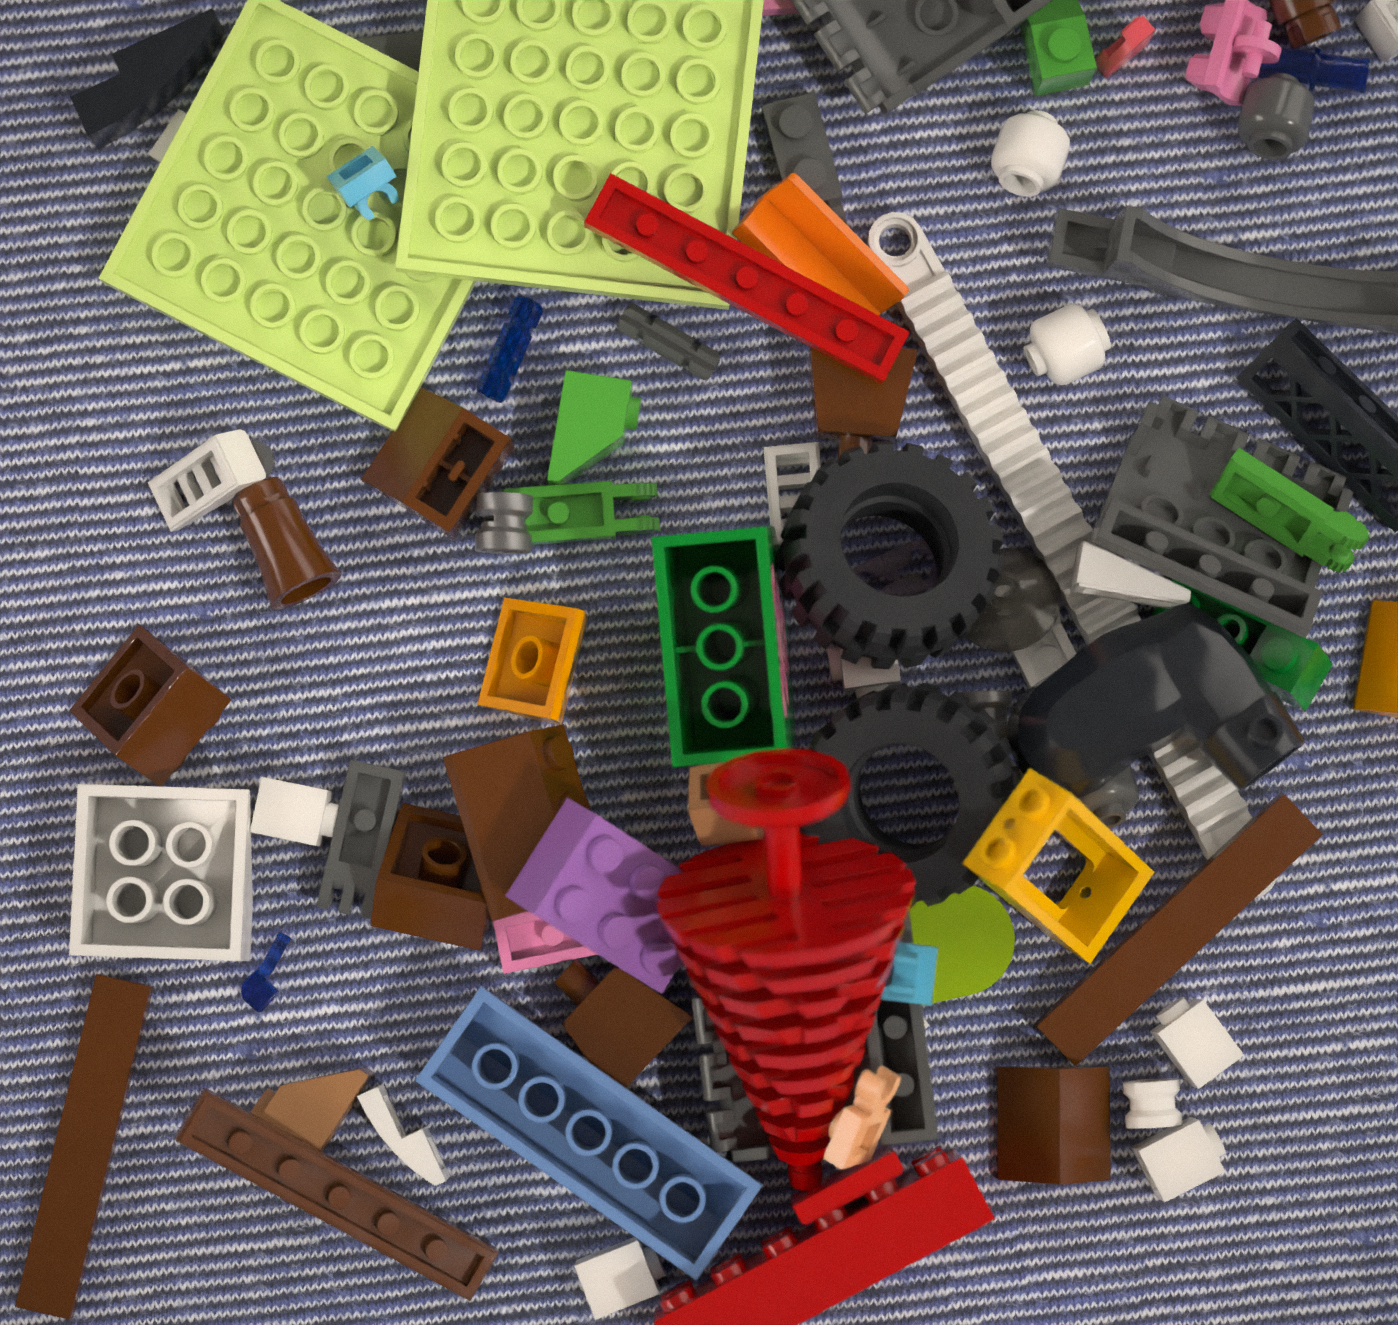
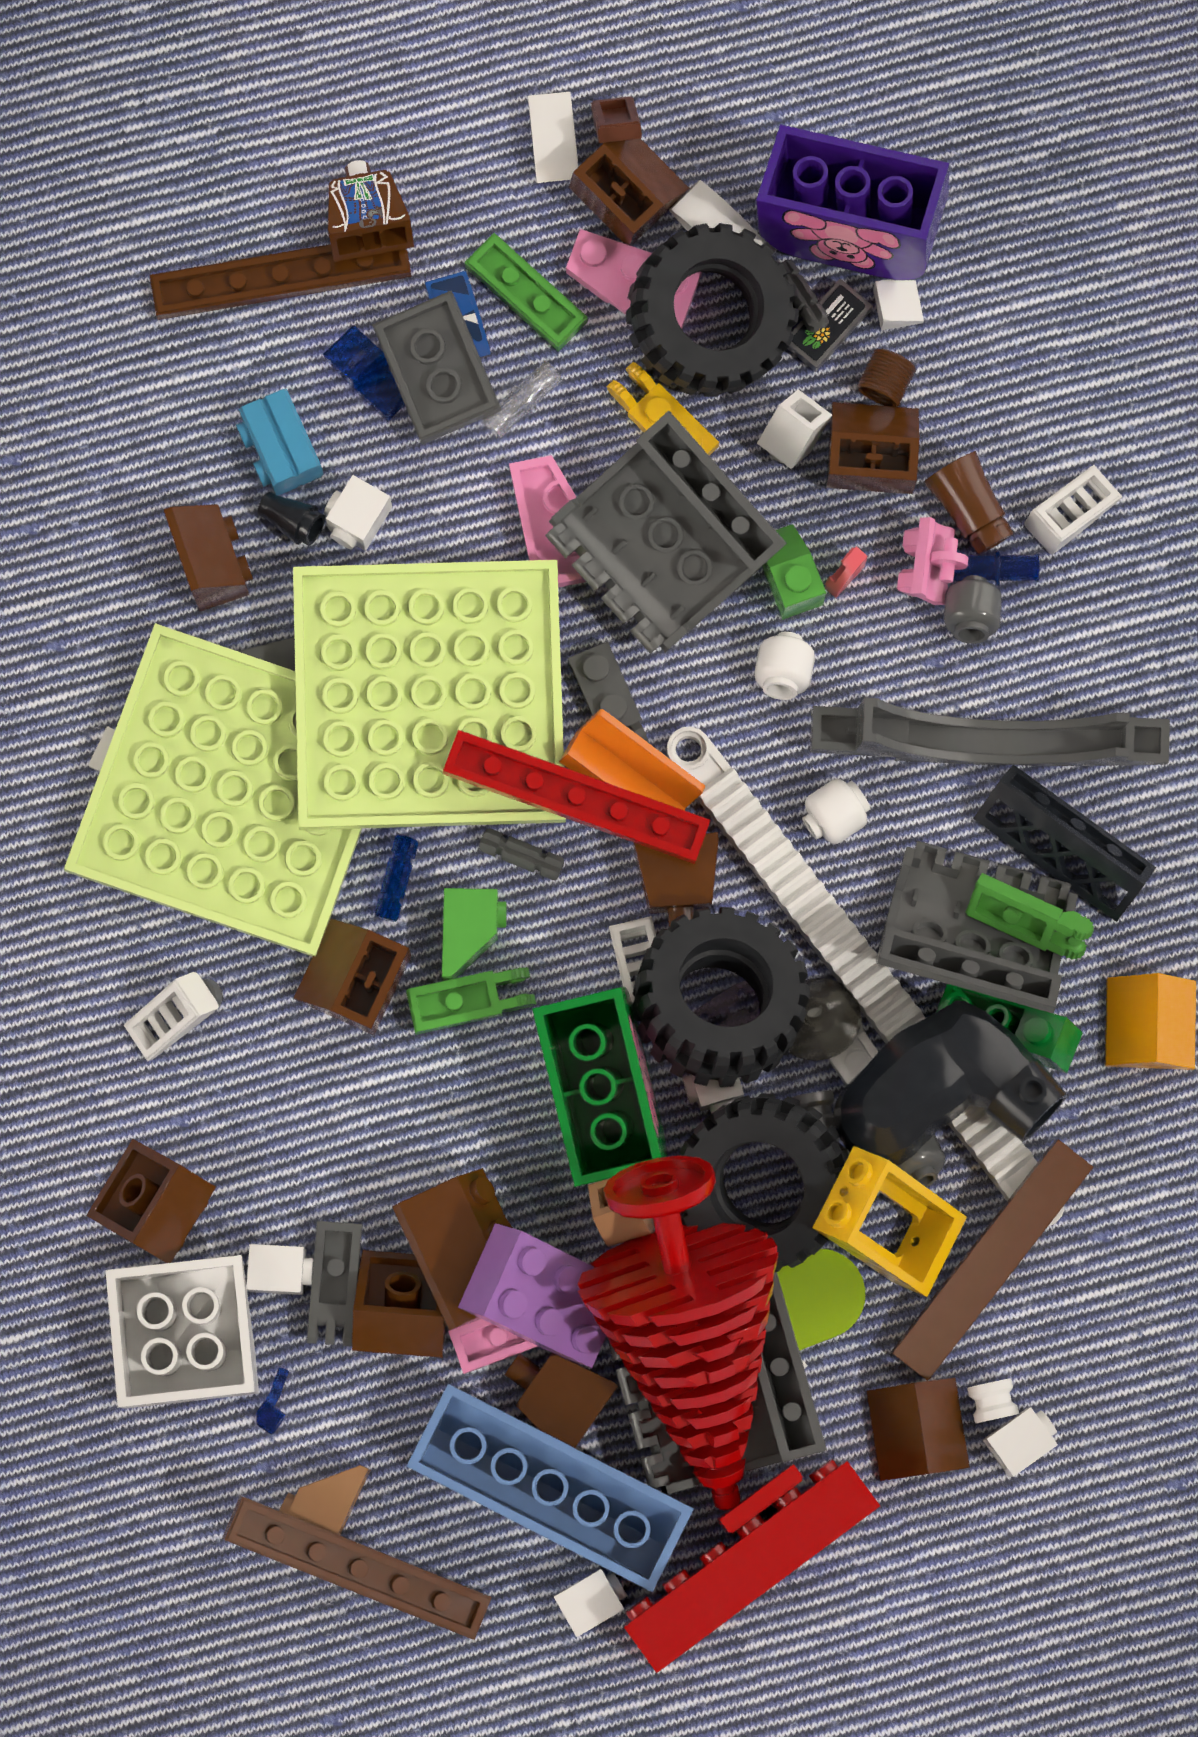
camera: 10 degrees left, 5 degrees down
(84, 1146) = (147, 1562): reddish brown tile -> none
(148, 78) = (80, 707): black slope -> none
(283, 544) = (239, 1058): reddish brown plant -> none
(362, 177) = (262, 760): medium azure tile -> none
(415, 1149) = (412, 1523): white slope -> none
(504, 523) = (413, 1015): flat silver wheel -> none
(533, 659) = (450, 1121): light orange slope -> none
(859, 1126) = (763, 1448): light nougat plate -> none
(912, 974) = (786, 1322): medium azure tile -> none
(1114, 577) = (899, 988): white slope -> none
(1195, 1041) = (1019, 1346): white brick -> none

